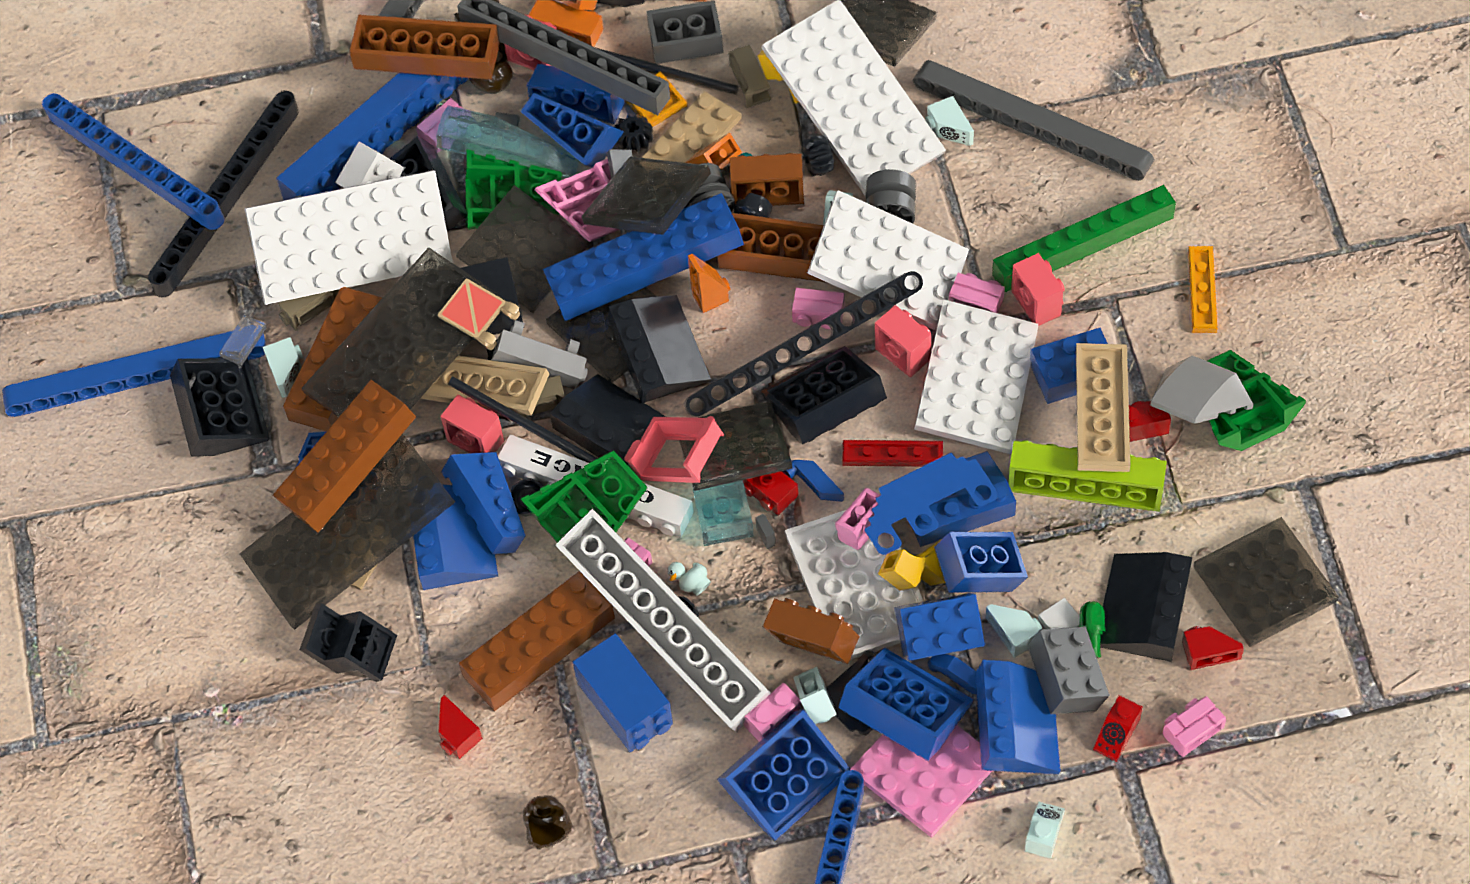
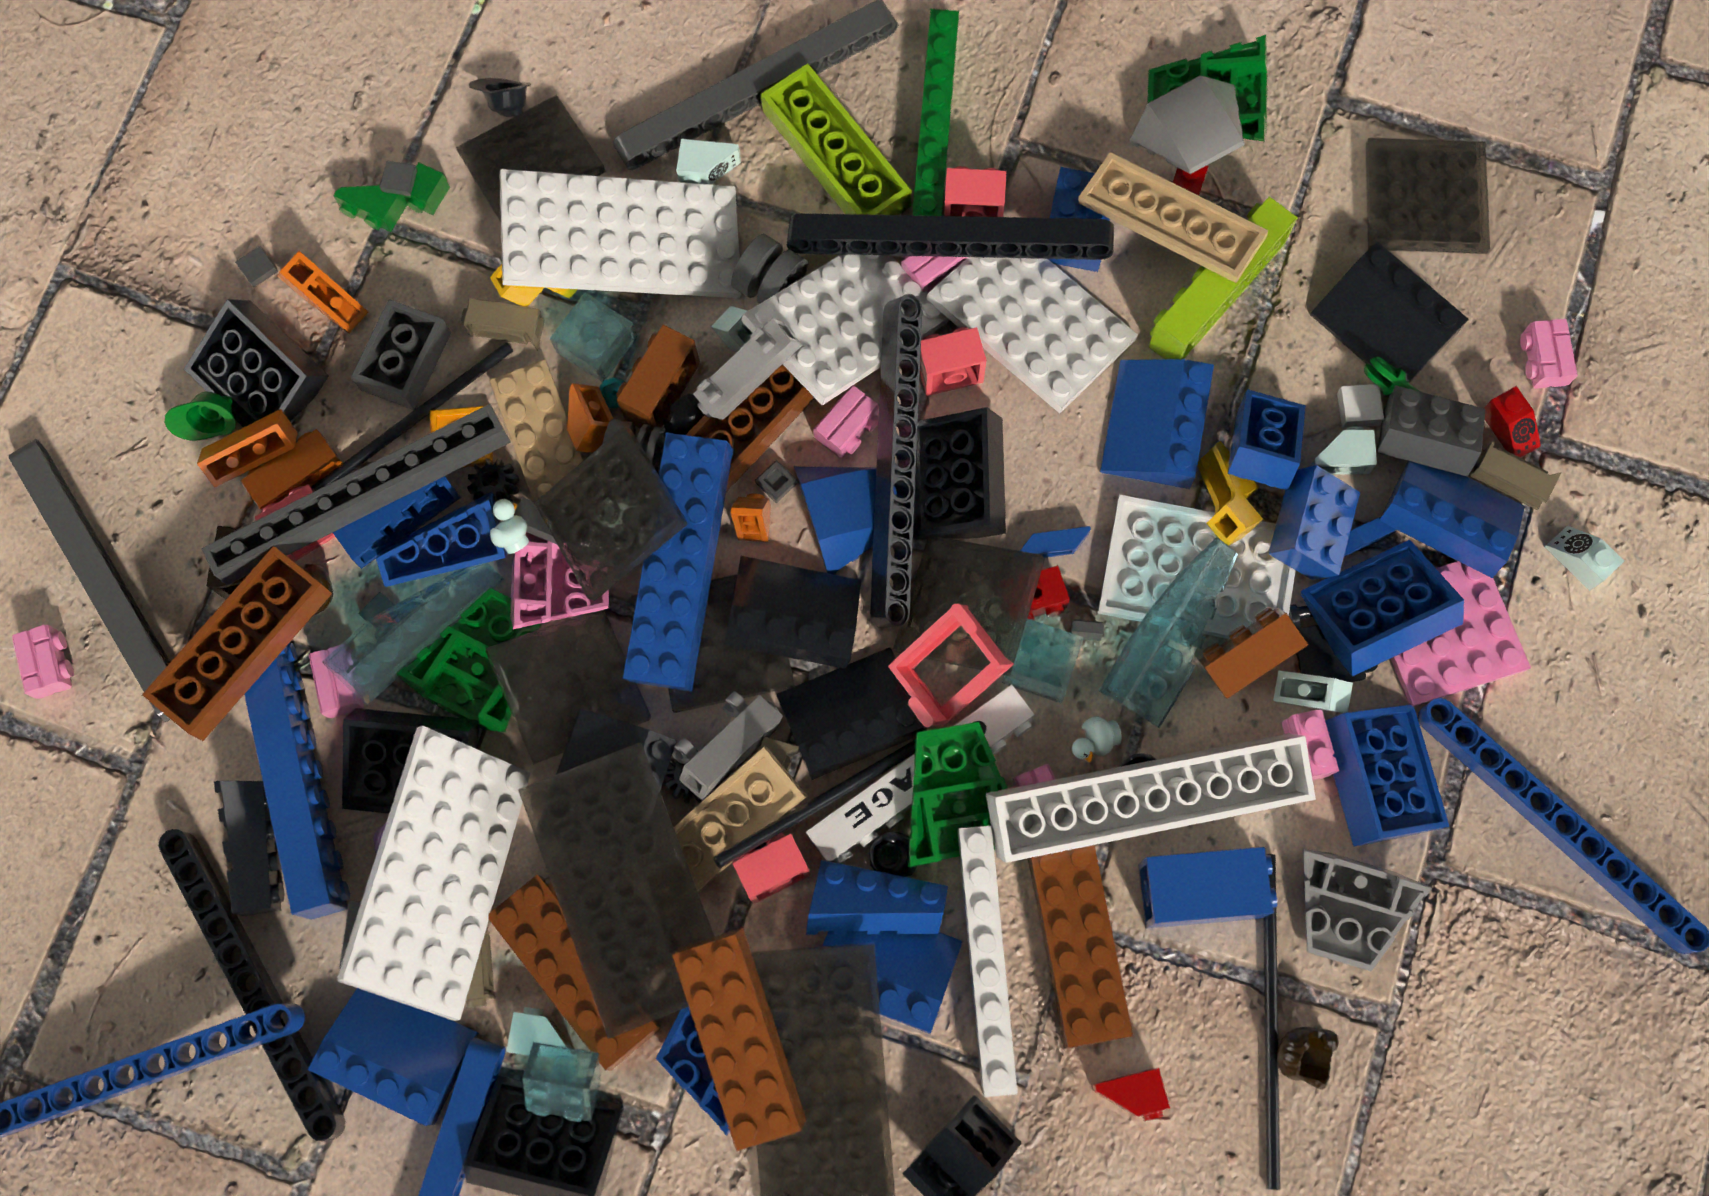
camera: 60 degrees left, 15 degrees up
(223, 289) = (394, 1055): none -> blue slope
(242, 340) = (482, 1070): clear tile -> none
(261, 386) = (561, 1081): none -> clear light blue brick
(304, 136) = (250, 848): none -> black wedge
(367, 167) = (356, 801): white brick -> none
(474, 310) = (637, 784): flag -> none
(485, 589) = (987, 961): none -> white brick
(562, 791) = (1271, 1044): none -> black piece
(597, 151) = (512, 529): none -> light aqua animal
(671, 797) = (1355, 907): none -> light grey wedge
(747, 335) = (840, 510): none -> blue wedge
(748, 292) = (776, 481): none -> dark grey tile
(755, 581) = (1161, 649): none -> clear light blue wedge
(774, 128) = (594, 337): none -> clear light blue brick
(798, 213) = (746, 369): none -> light grey brick
(817, 155) = (659, 309): black gear -> none
(856, 518) = (1148, 524): bright pink brick -> none
(890, 452) = (1065, 451): red tile -> none
(917, 490) = (1156, 452): blue piece -> none
(992, 287) = (951, 236): none -> black beam
(1013, 189) = (834, 146): none -> lime brick
(1076, 749) = (1514, 476): none -> dark tan window
(1202, 289) = (1060, 53): light orange tile -> none
(1209, 647) = (1472, 288): red slope -> none

